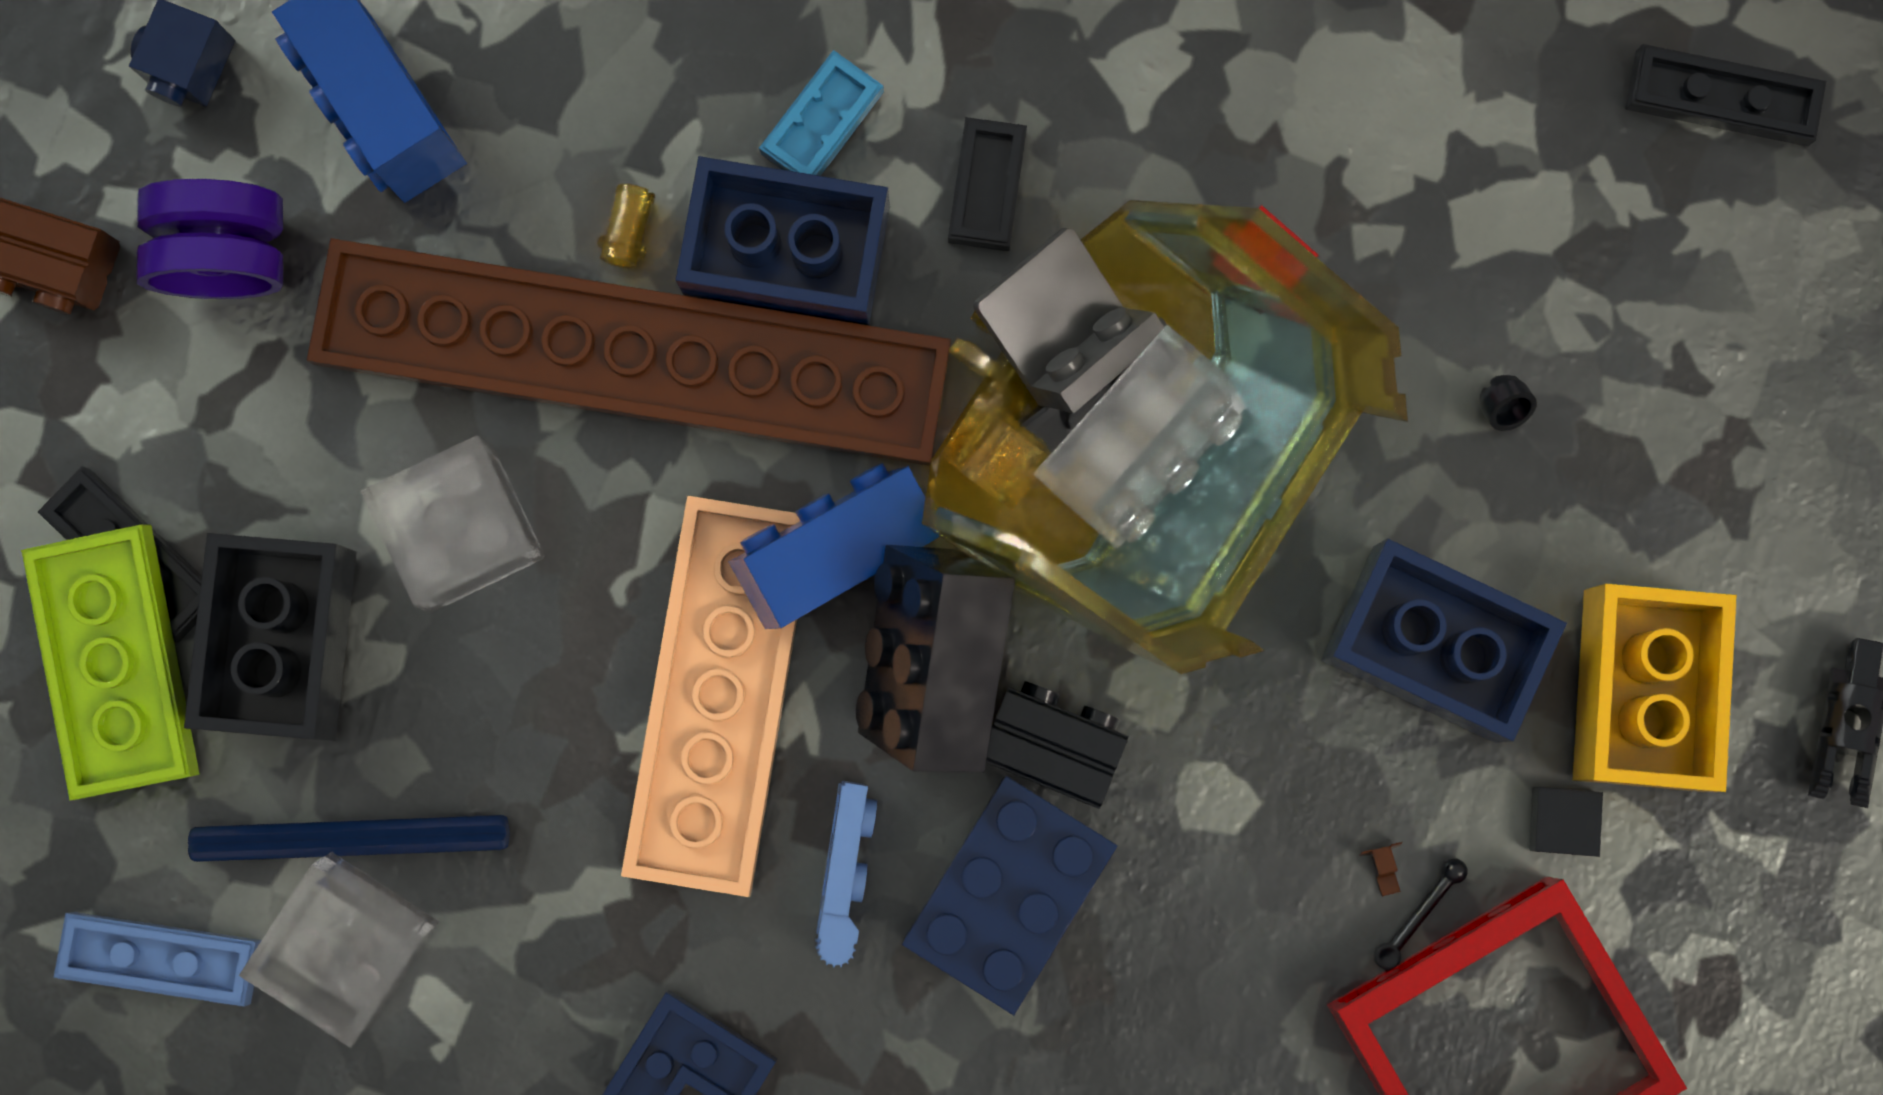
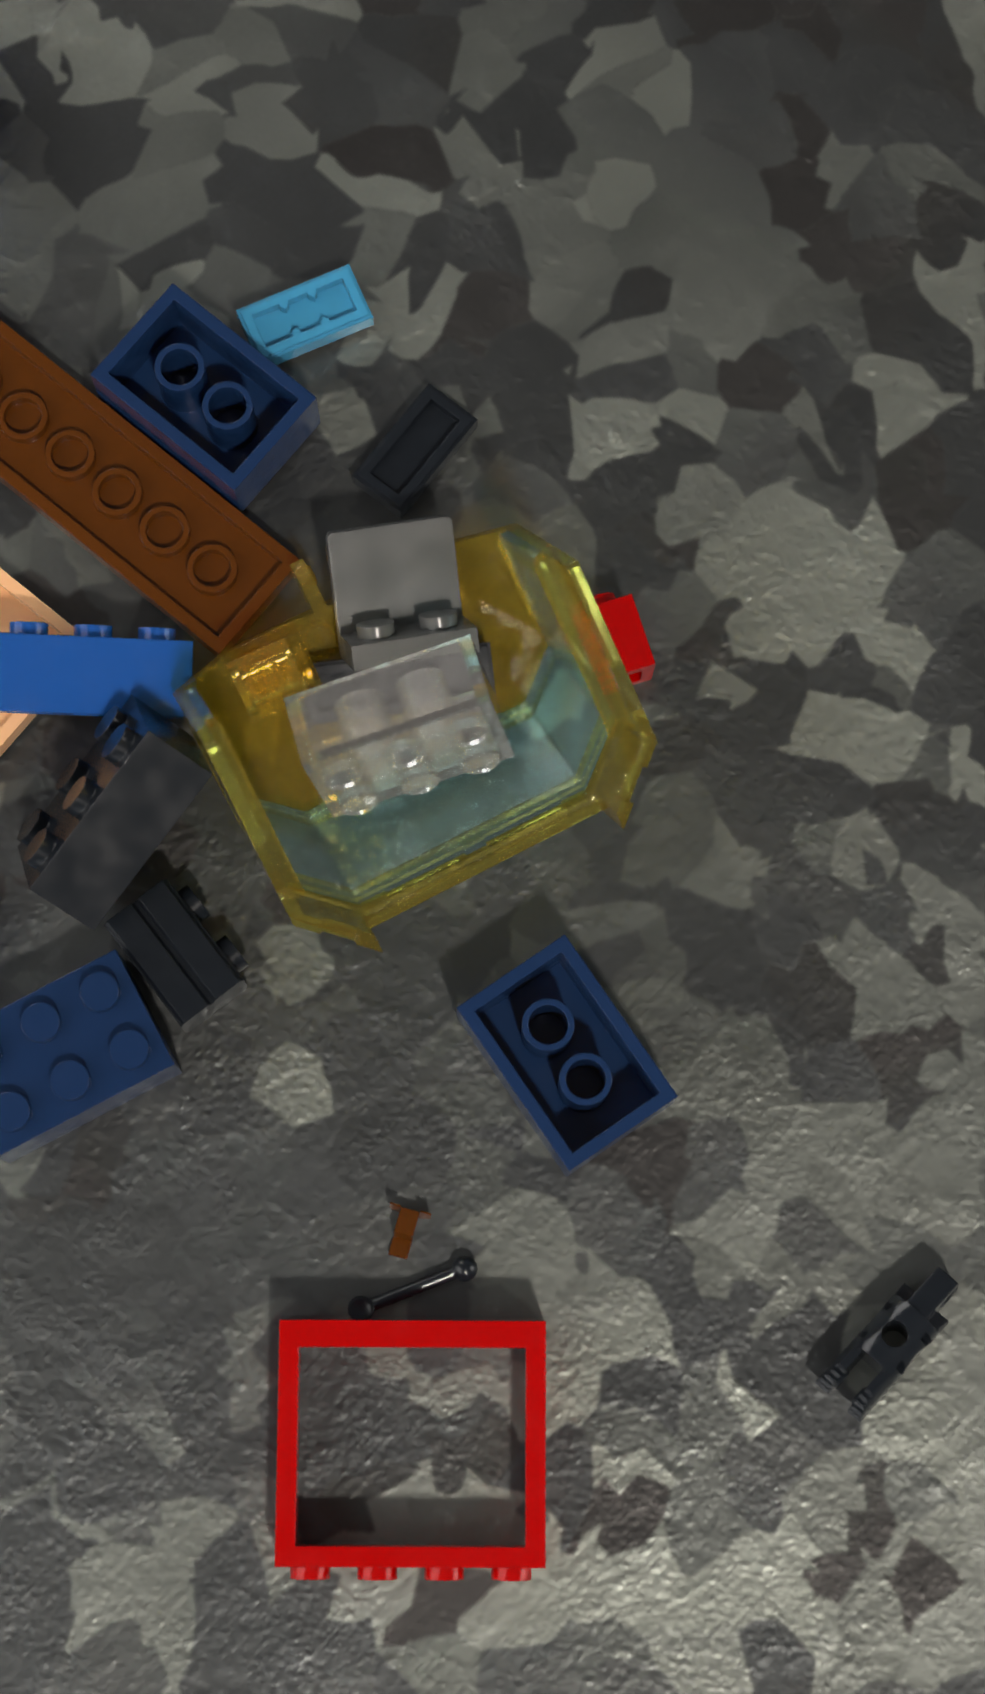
camera: 25 degrees right, 5 degrees down
(627, 226) = (86, 314): clear yellow pin -> none
(1498, 408) = (743, 891): black hinge -> none
(1566, 821) = (588, 1282): black tile -> none
(1655, 688) = (728, 1204): yellow brick -> none

